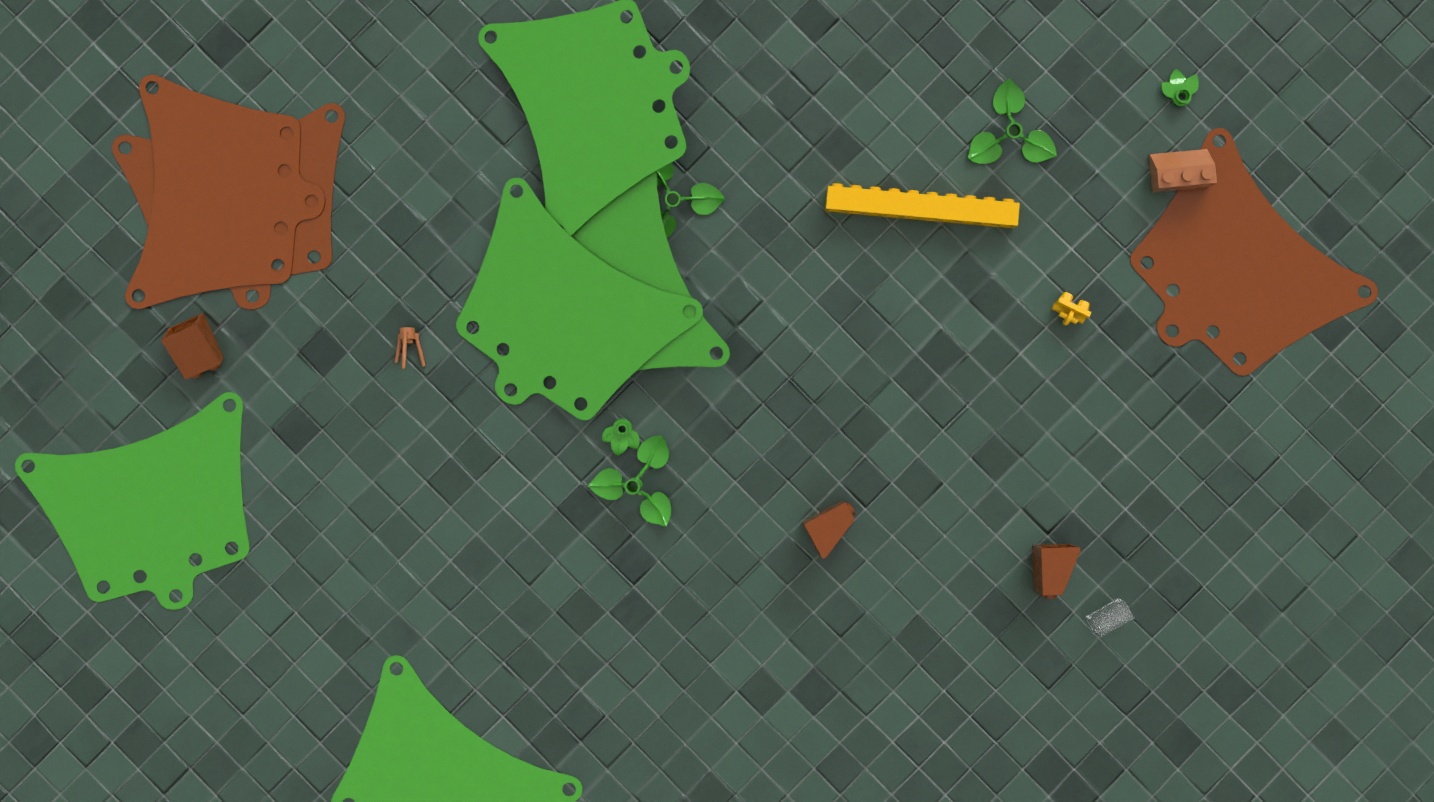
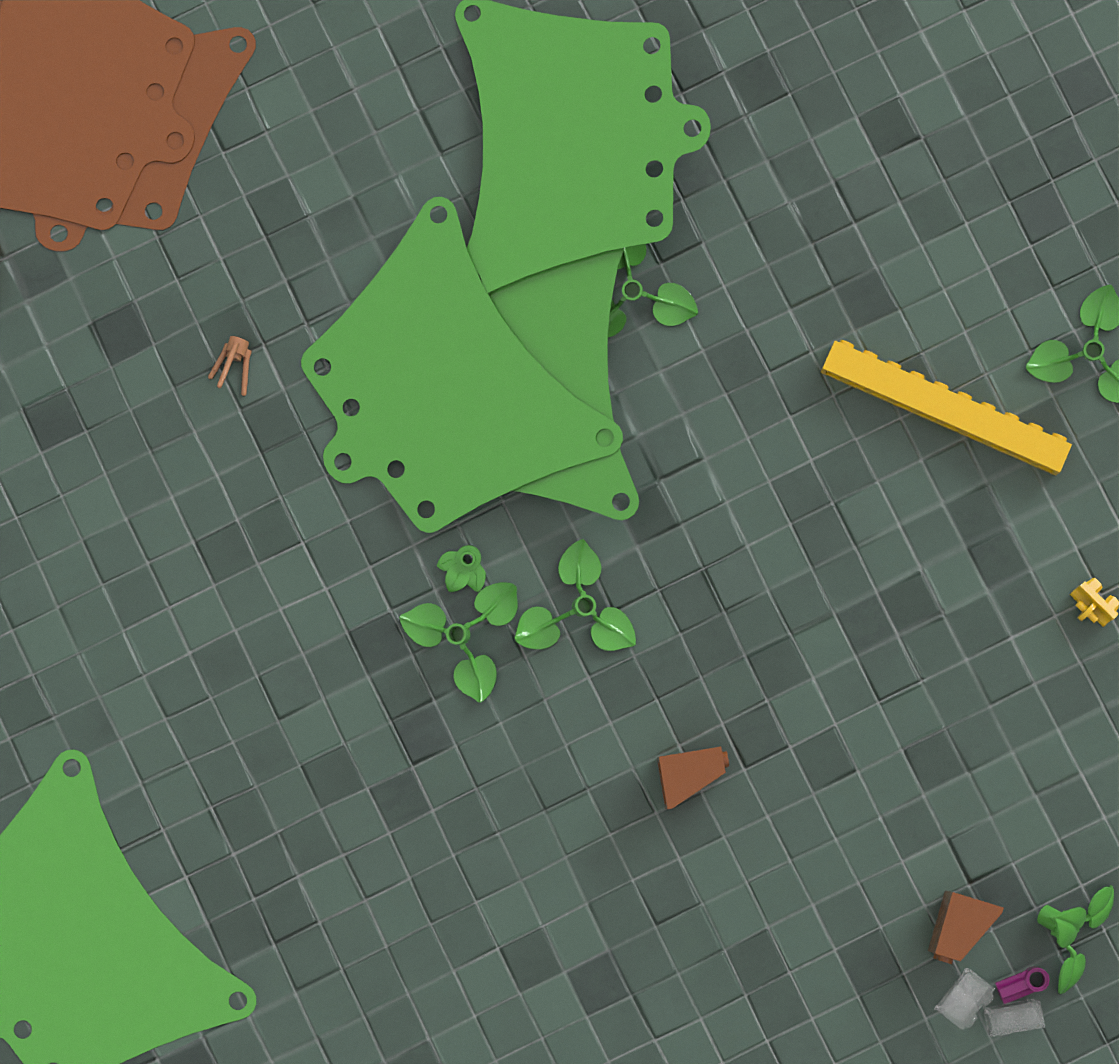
camera: 20 degrees right, 5 degrees down
(739, 444) = (612, 627): none -> bright green plant
(1071, 616) = (965, 999): none -> clear brick
(1106, 594) = (1019, 985): none -> magenta piece
(1129, 545) = (1066, 926): none -> bright green plant

